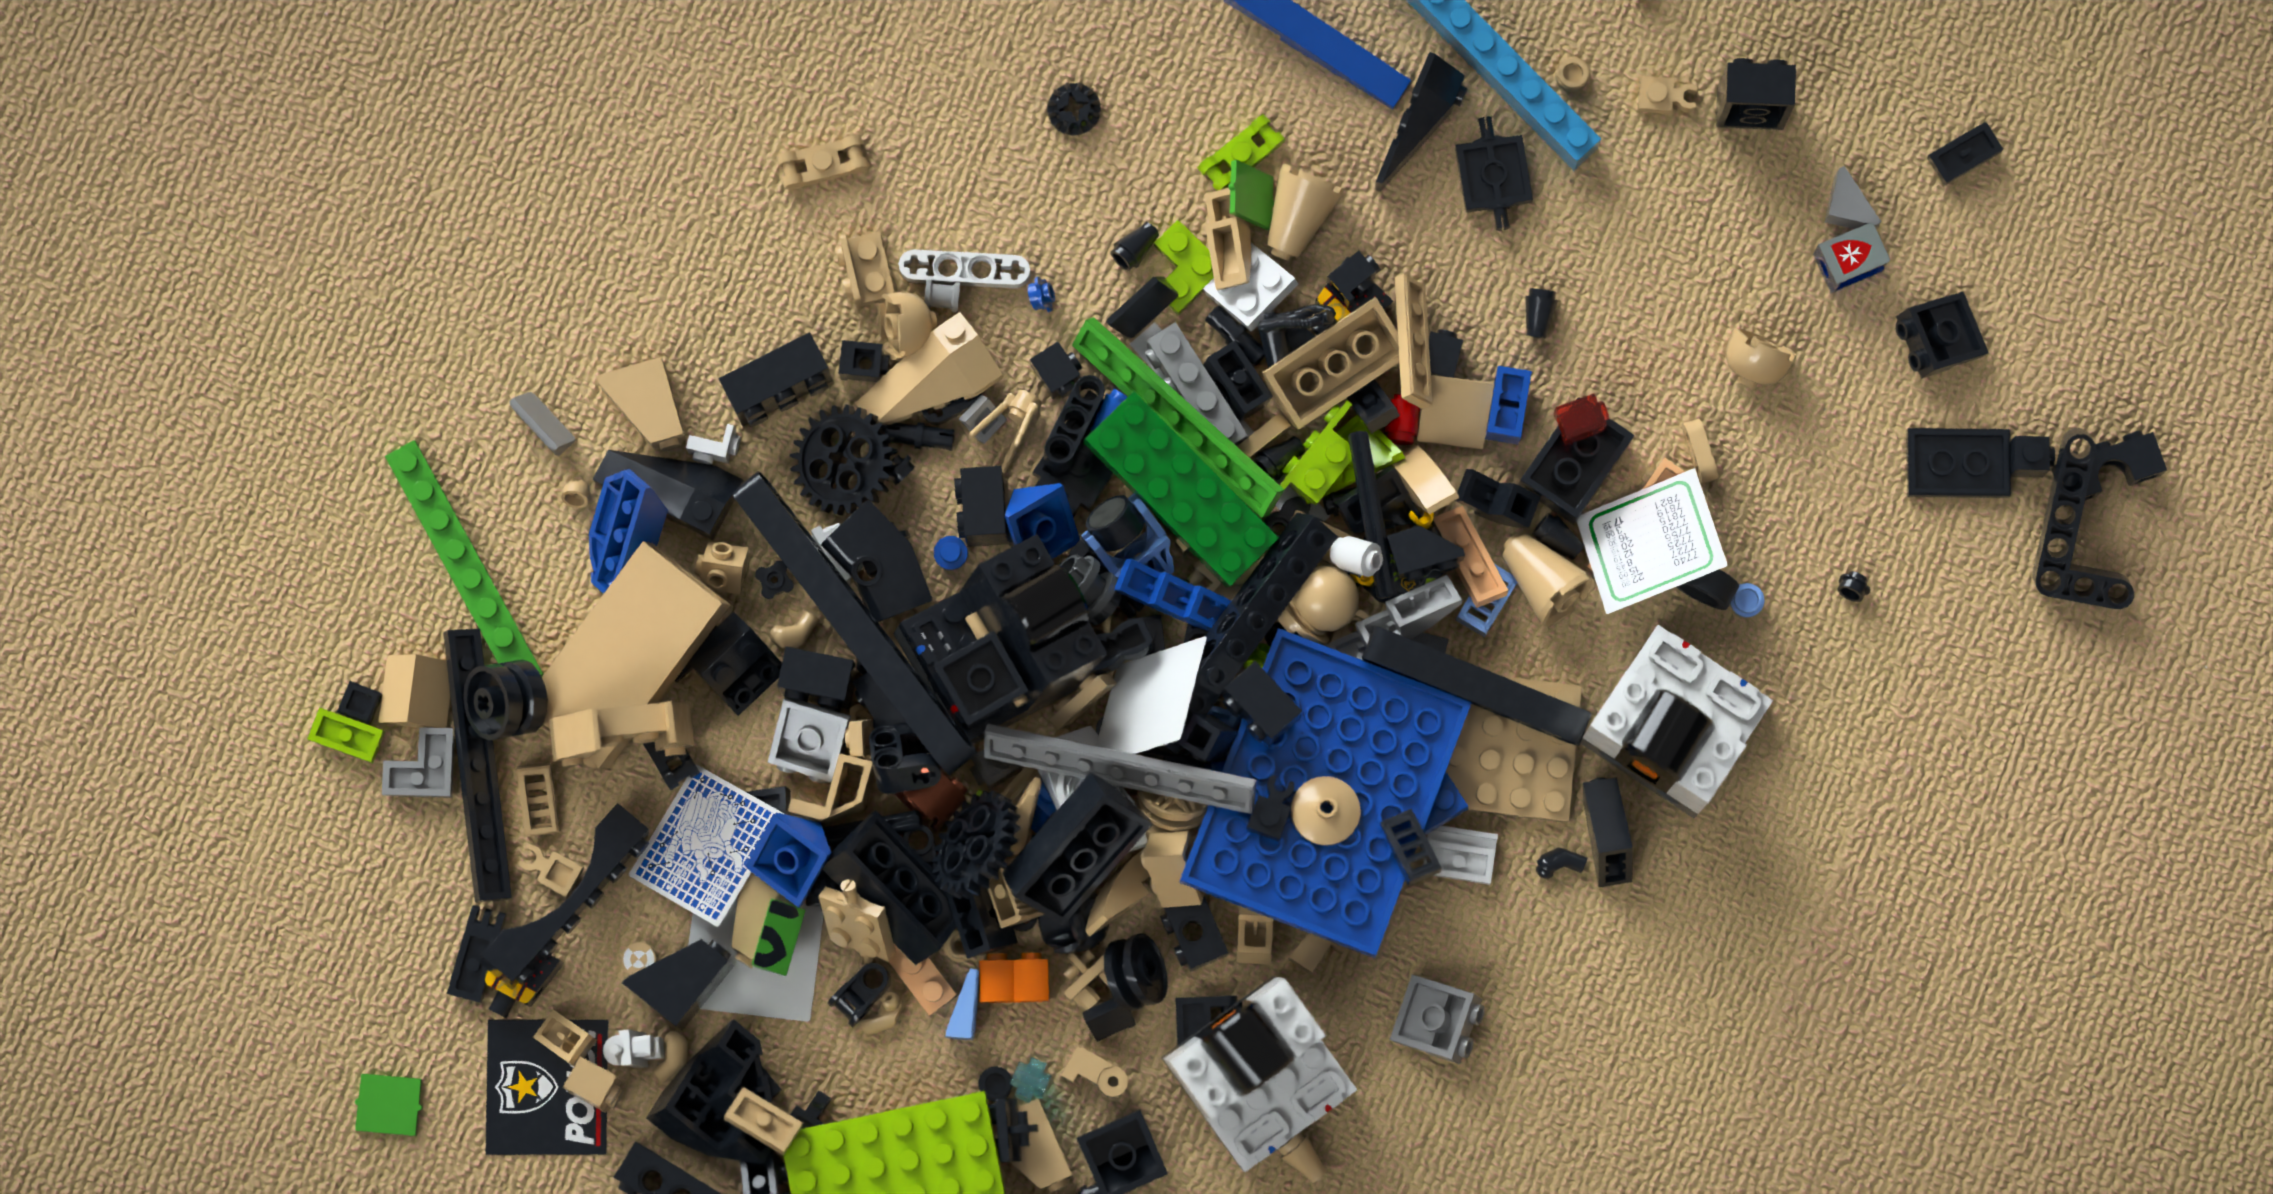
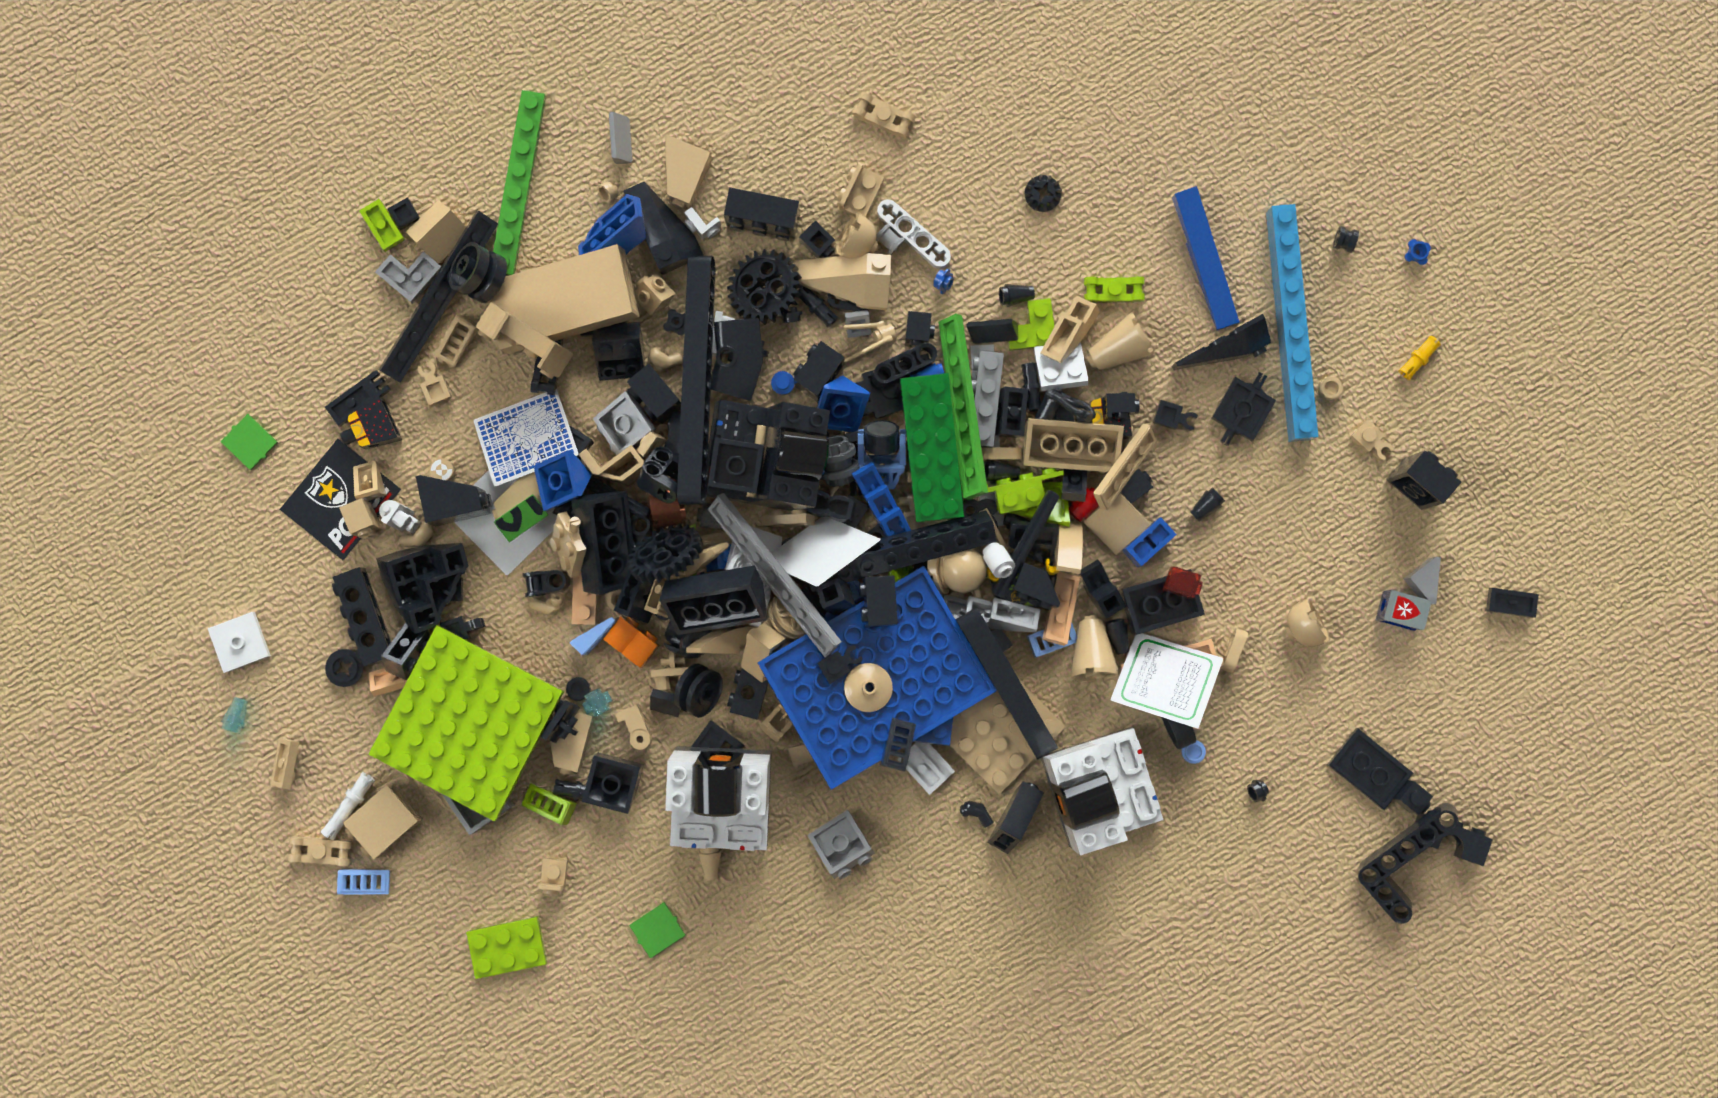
camera: 30 degrees right, 5 degrees up
(519, 948) = (377, 414): black arch -> none
(763, 1121) = (430, 612): tan plate -> none
(1251, 194) = (1101, 316): bright green piece -> none
(1418, 245) = (1170, 416): none -> black plate
(1940, 334) = (1417, 691): black plate -> none

